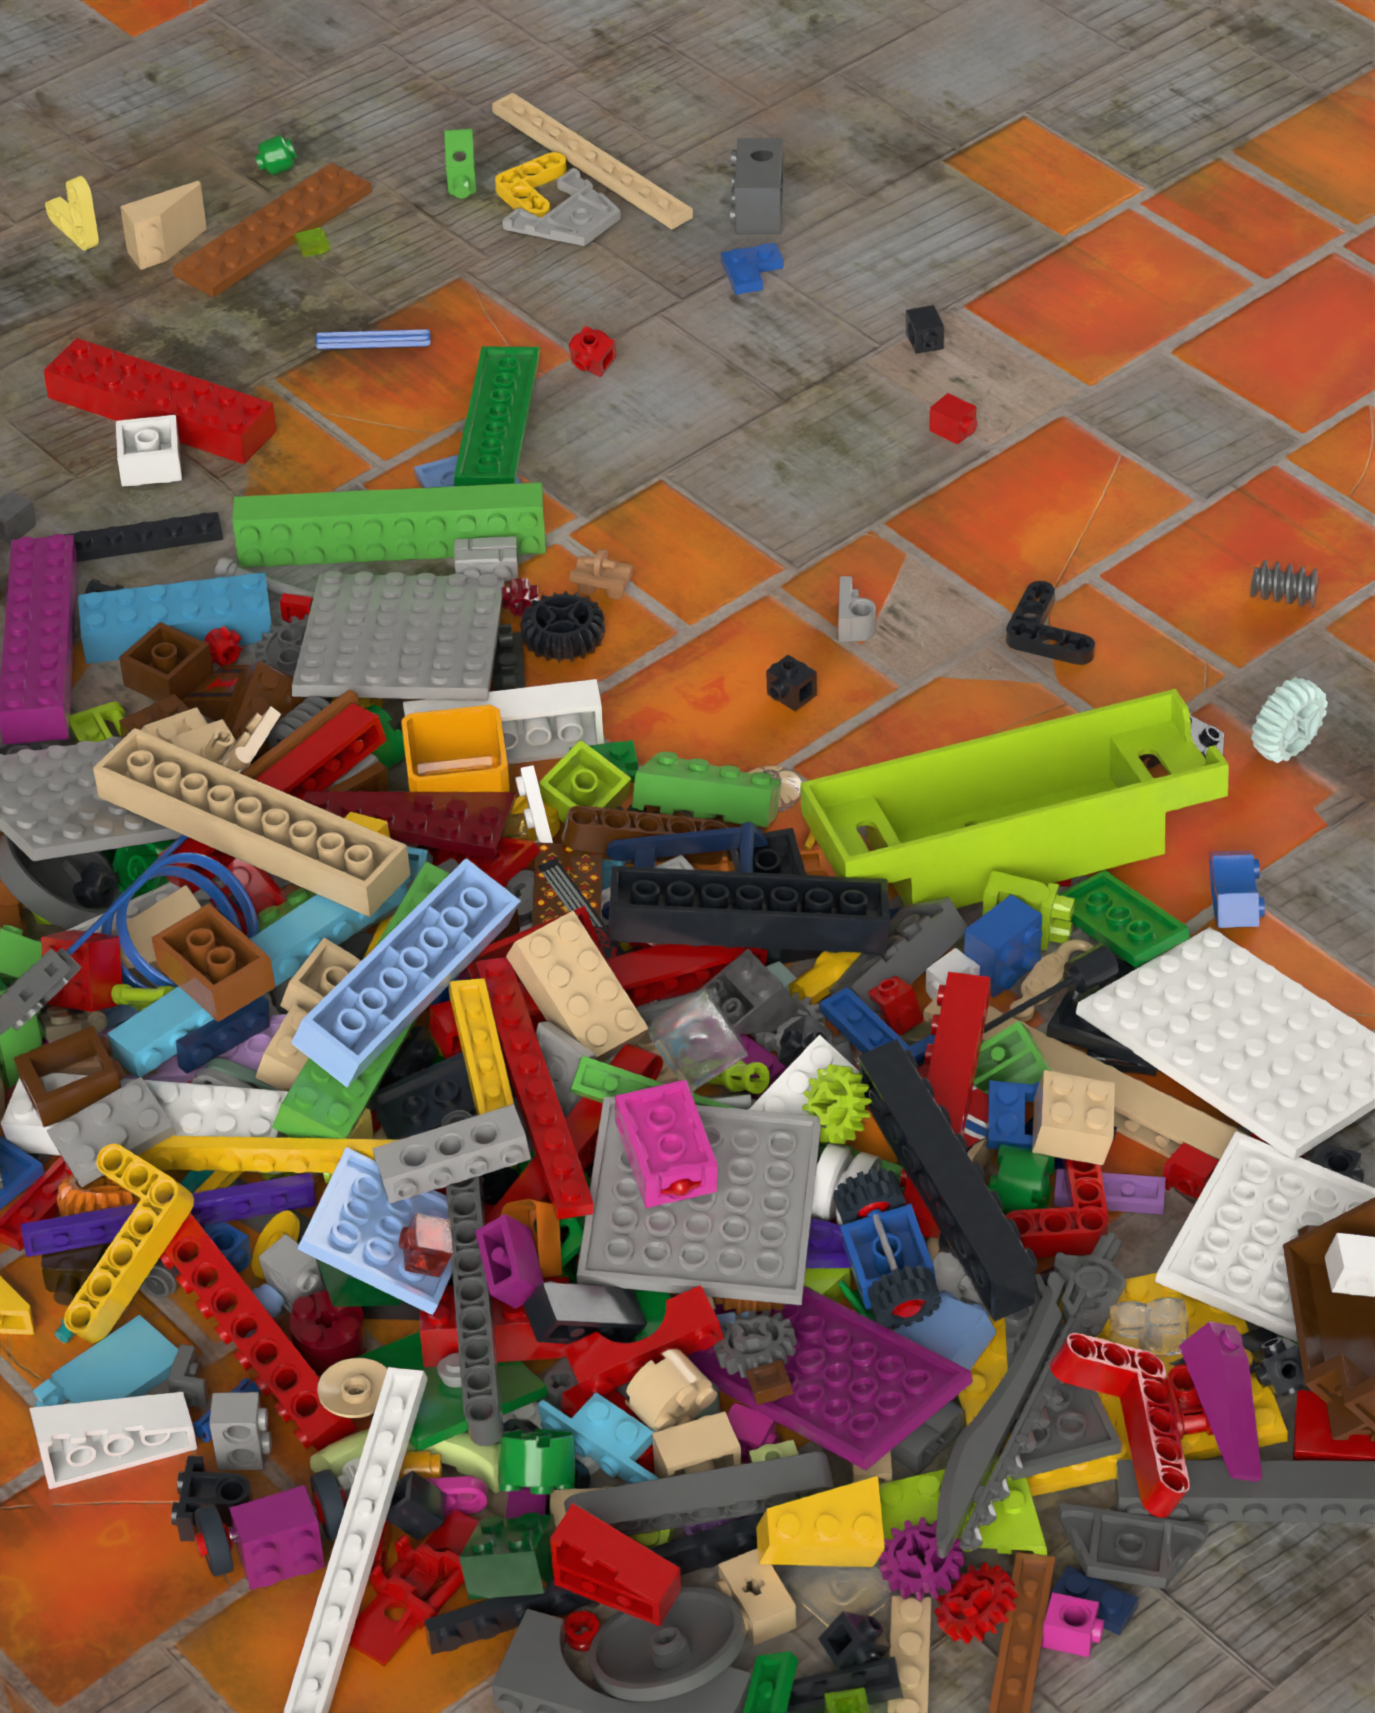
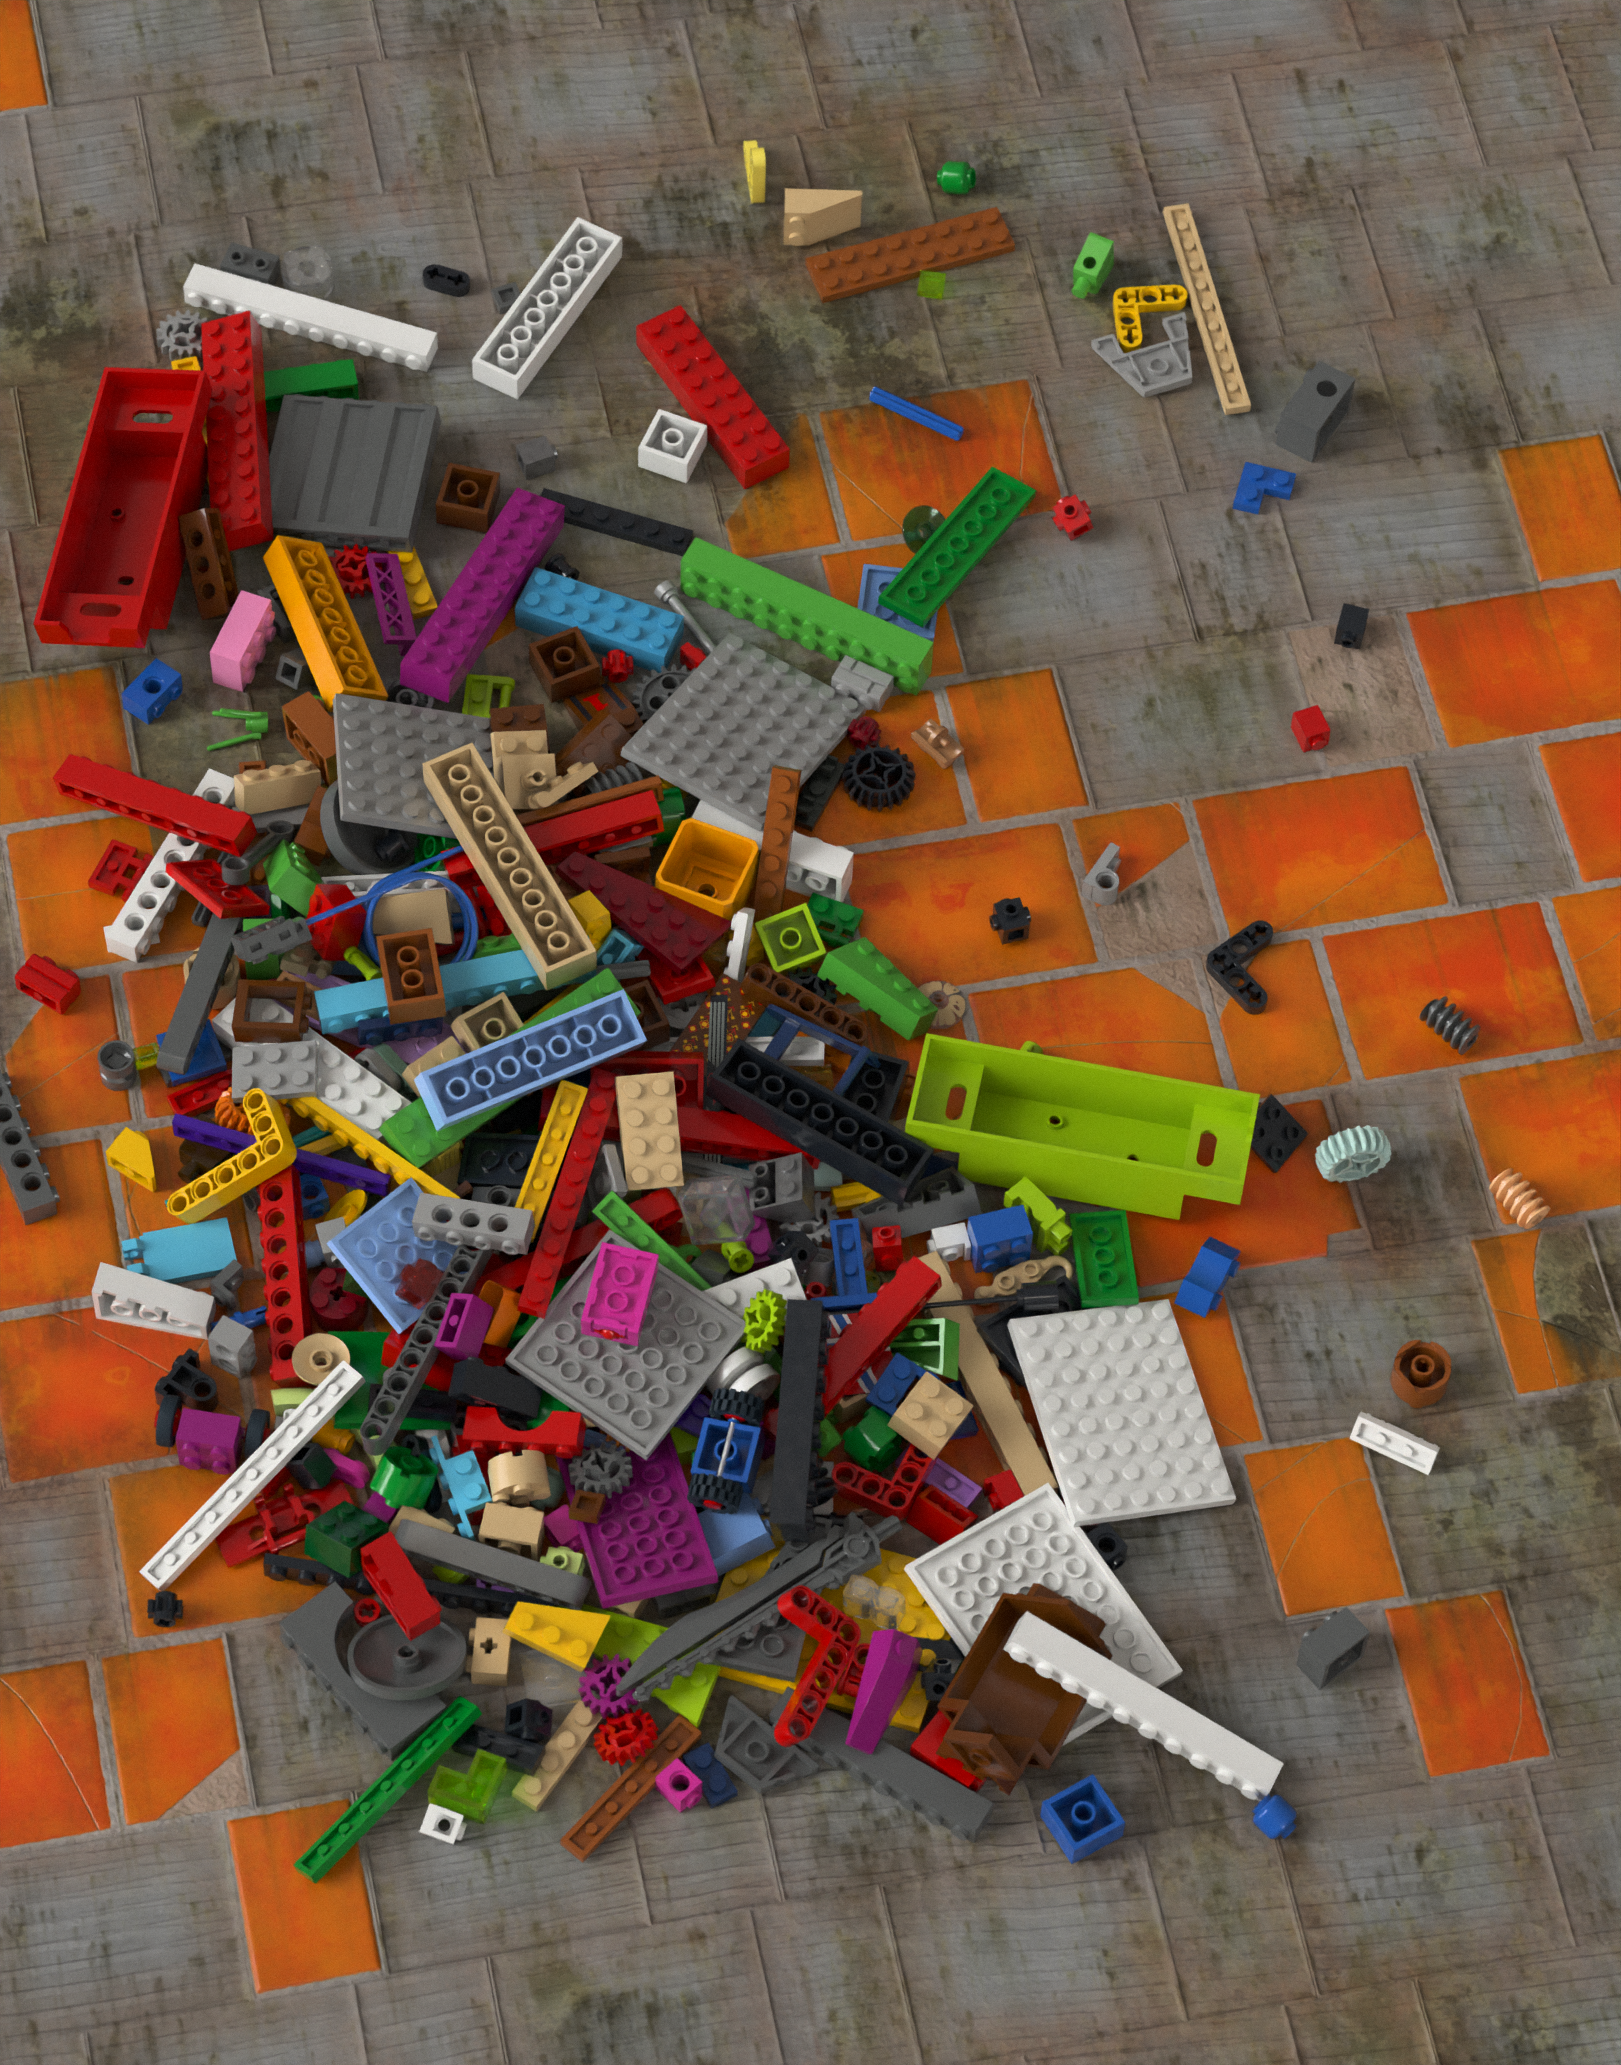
camera: 25 degrees right, 15 degrees up
(449, 415) = (924, 519): none -> clear green dish
(513, 690) = (776, 842): none -> dark orange plate
(515, 1374) = (427, 1404): none -> black plate
(1145, 1225) = (939, 1515): none -> red brick

